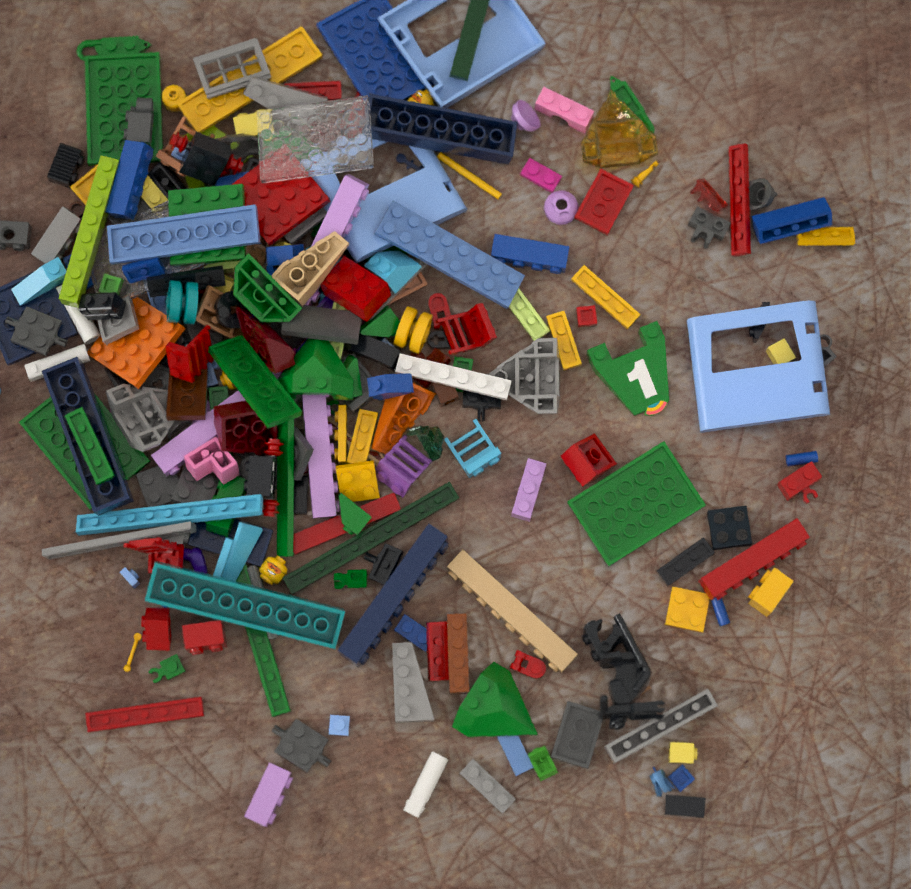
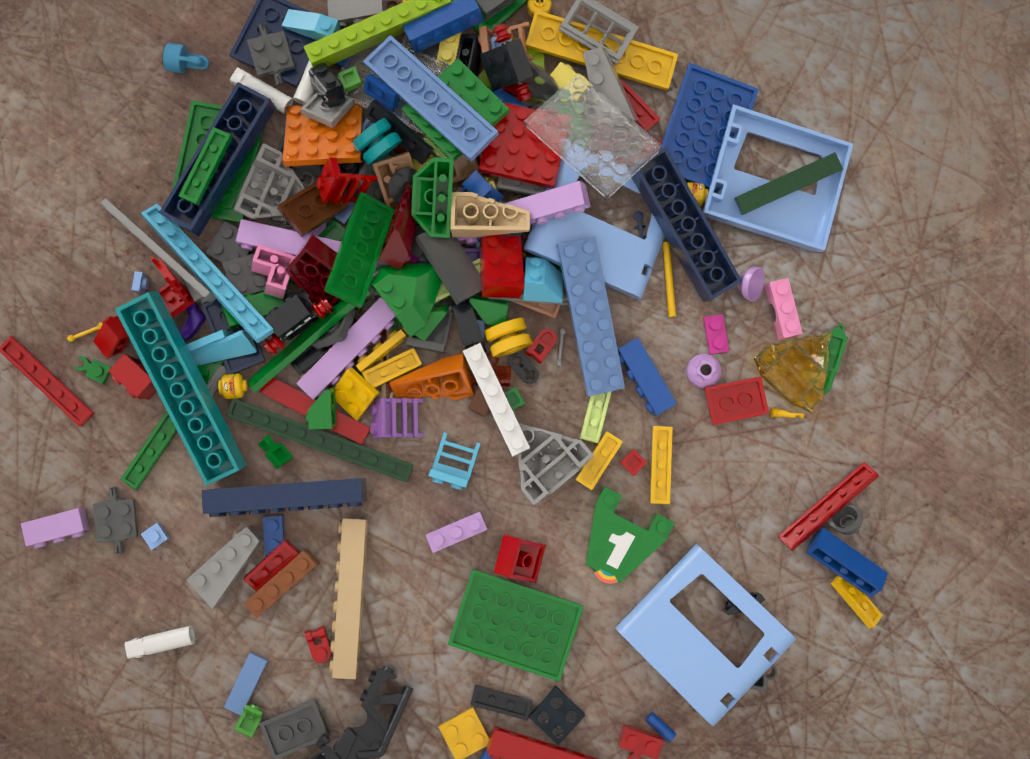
camera: 45 degrees right, 5 degrees up
(384, 563) = (307, 467): black plate -> none
(390, 385) = (446, 357): blue slope -> none
(429, 440) = (432, 423): clear green piece -> none
(441, 287) = (562, 331): none -> light grey hinge
(476, 326) = (552, 383): red plate -> none
(480, 402) = (495, 437): black plate -> none
(487, 786) = (199, 691): light grey plate -> none
(494, 707) = (264, 647): green wedge -> none
(707, 226) = (785, 498): dark grey plate -> none
(714, 200) = (810, 488): clear red plate -> none
(780, 352) = (730, 642): light yellow brick -> none

